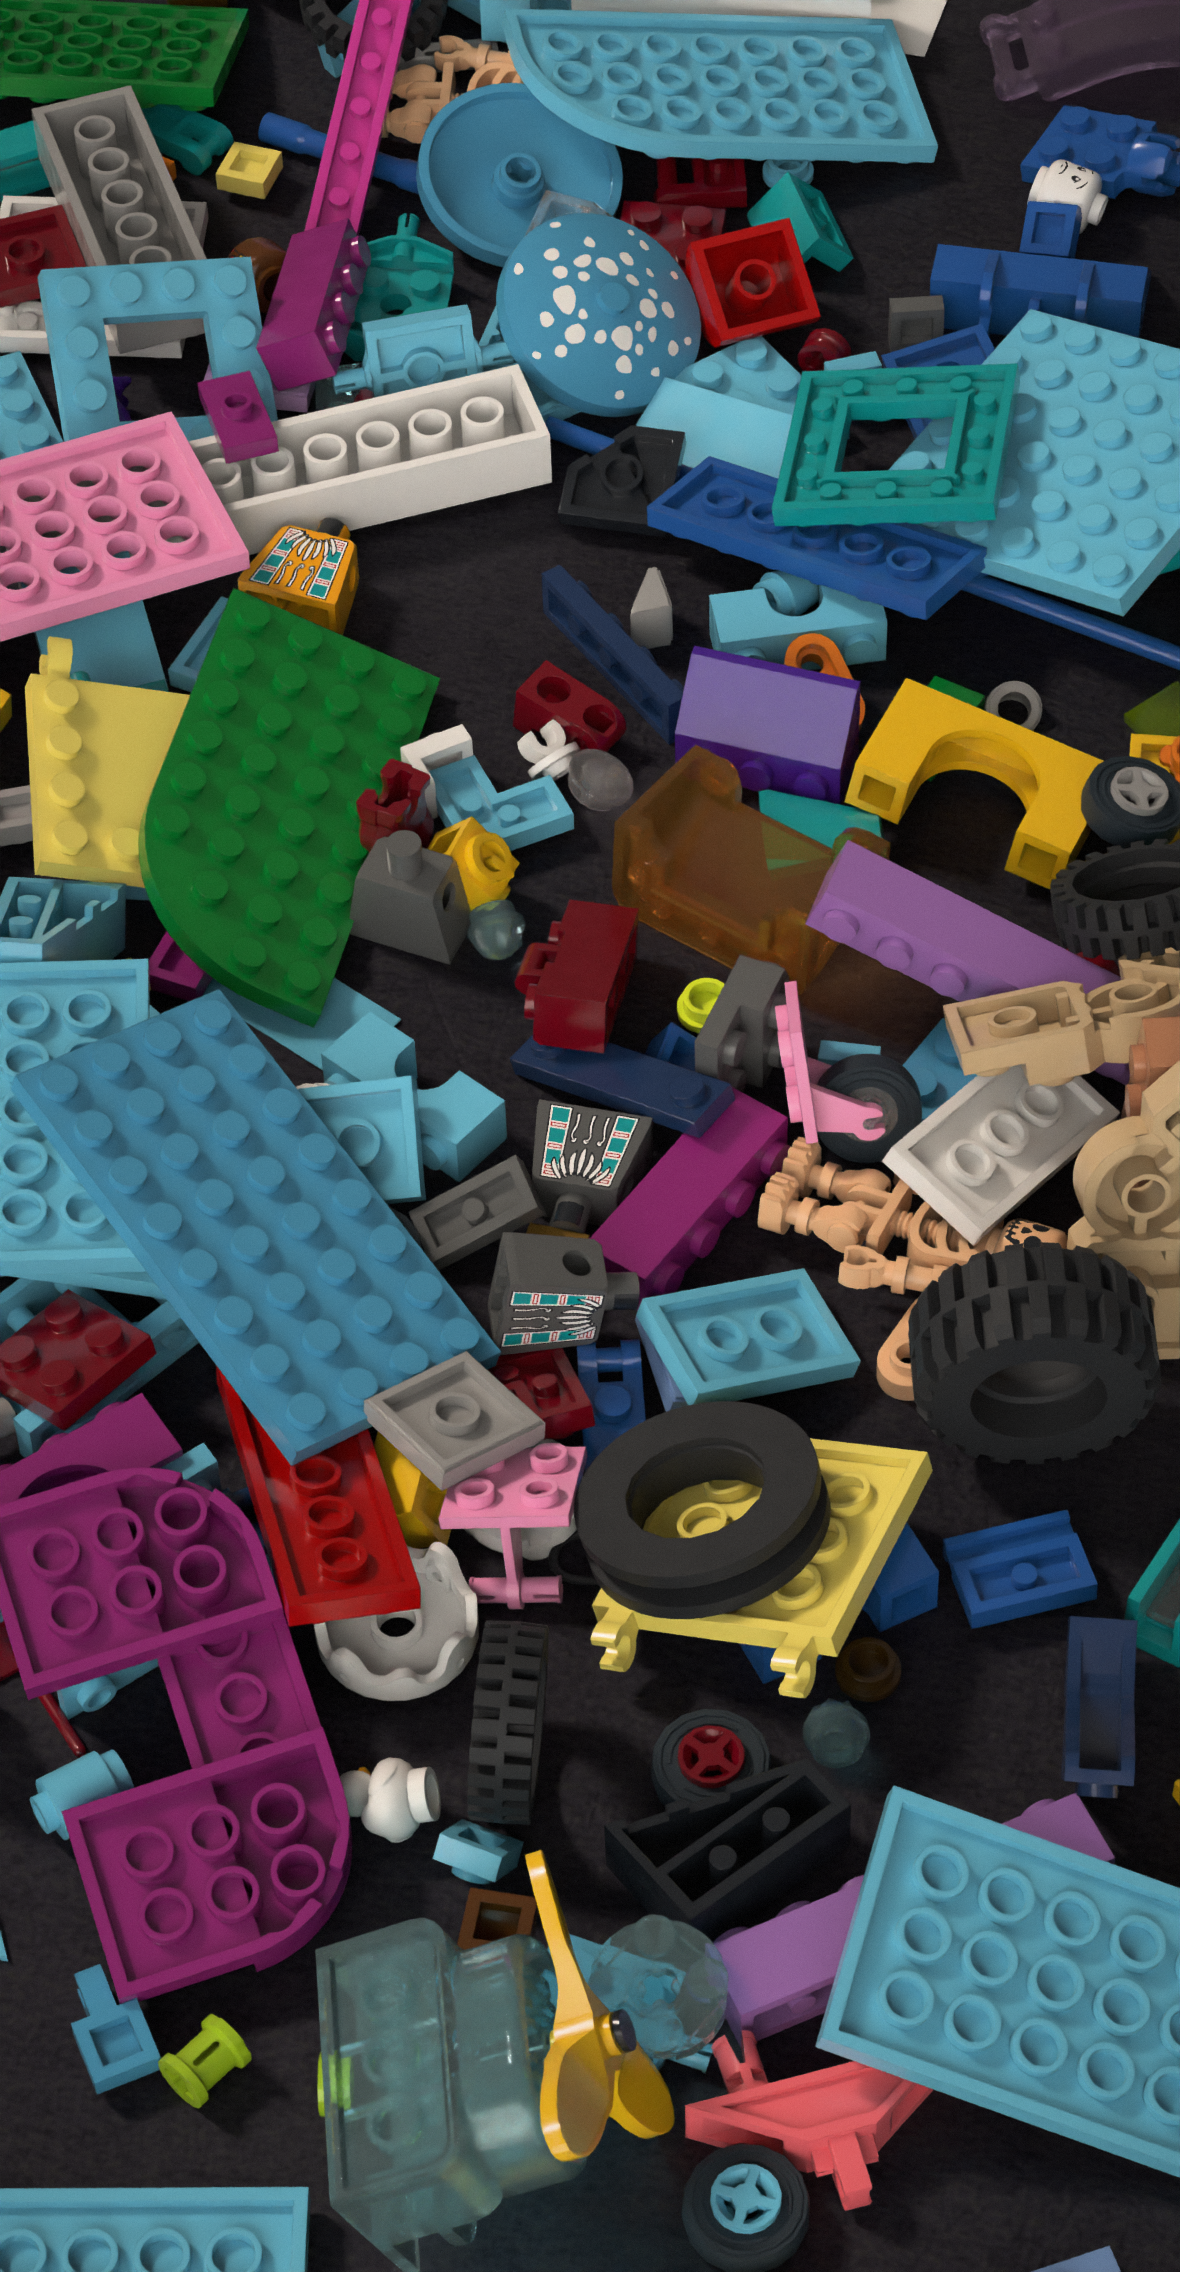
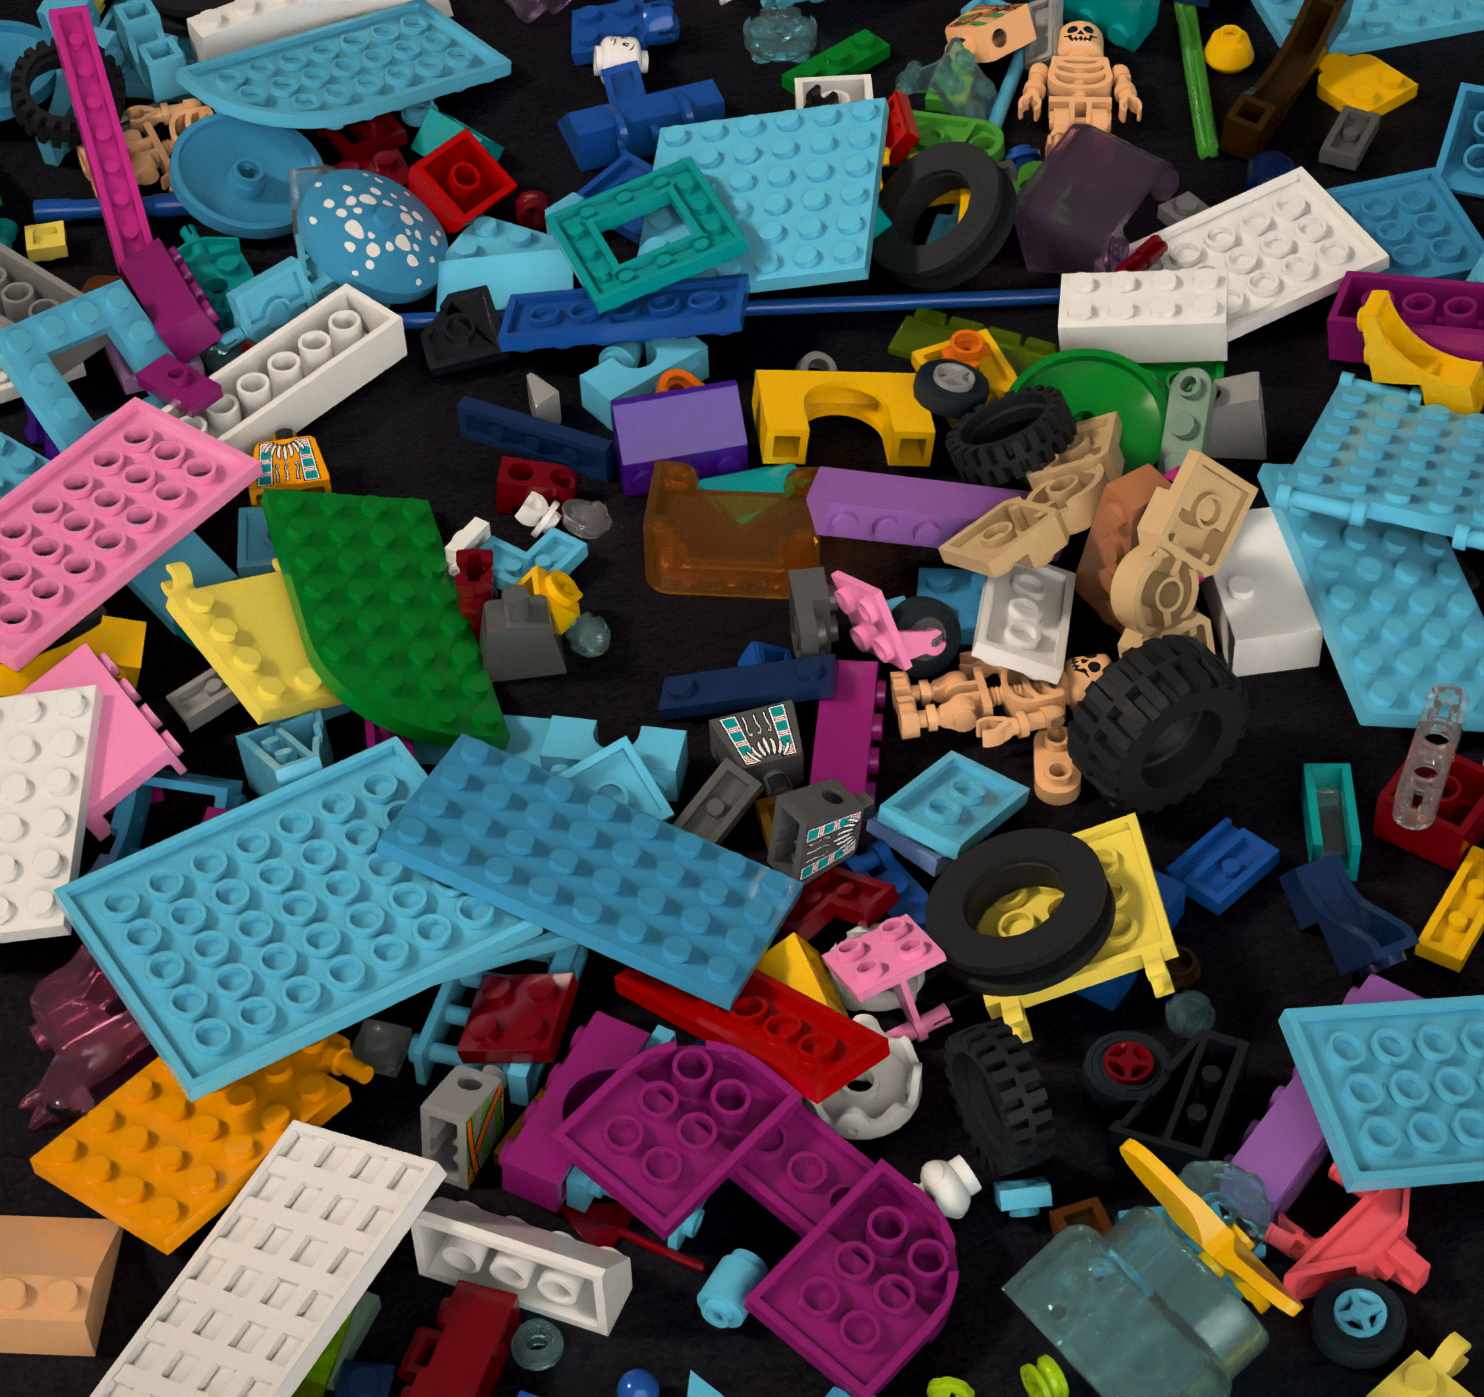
camera: 30 degrees left, 5 degrees down
(454, 1420) = (816, 933): light grey tile -> none
(579, 975) = (676, 634): dark red piece -> none
(697, 1002) = (762, 624): neon yellow plate -> none
(914, 320) = (578, 168): dark grey plate -> none

